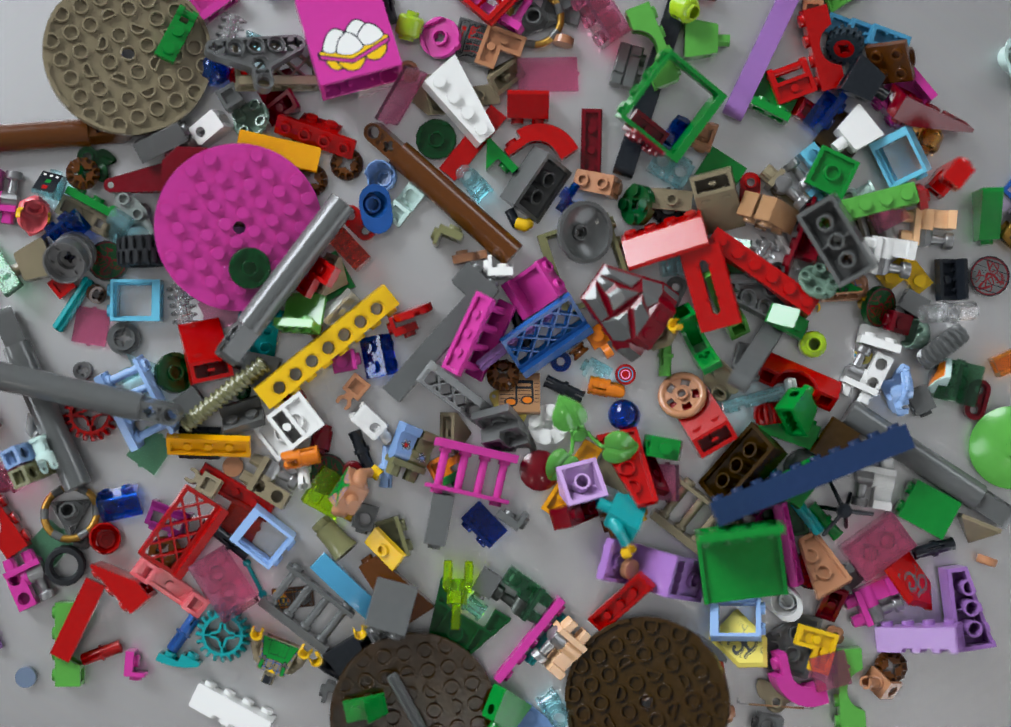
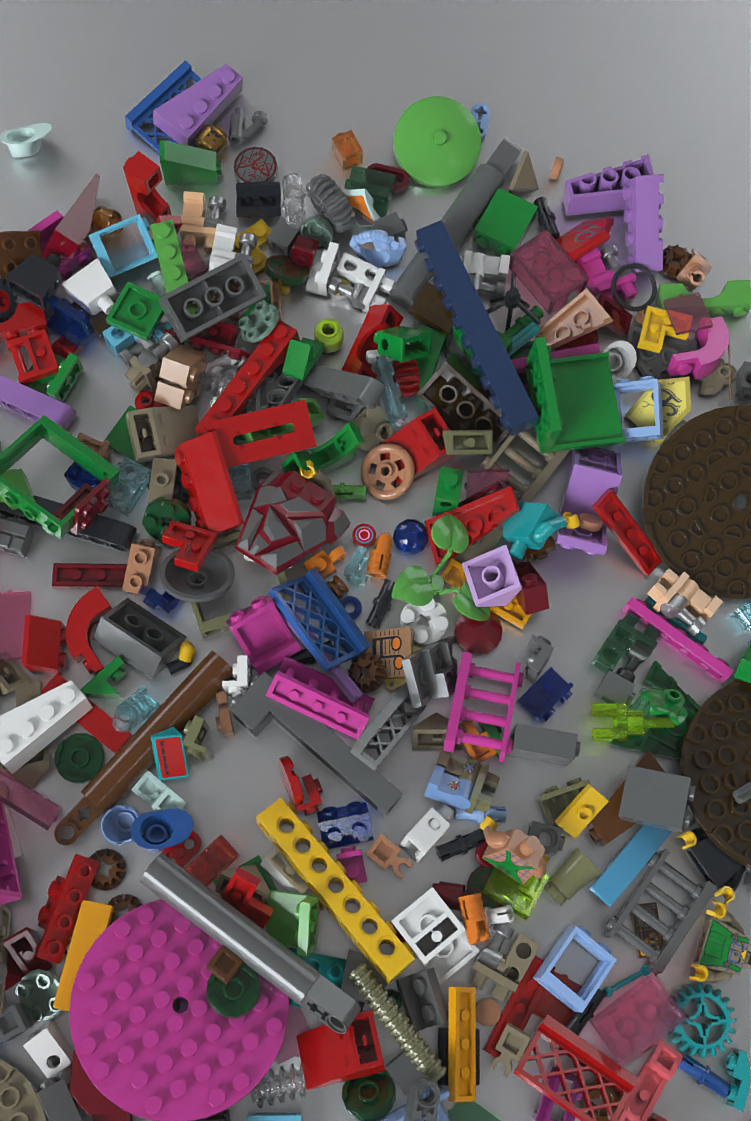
camera: 95 degrees left, 15 degrees down
(267, 261) = (224, 964): none -> reddish brown tile
(435, 213) = (169, 754): none -> slope
(470, 622) = (666, 702): none -> green plate
(612, 229) = (193, 541): none -> red plate
(705, 466) = (468, 442): none -> olive slope
(838, 624) = (648, 273): none -> black tyre

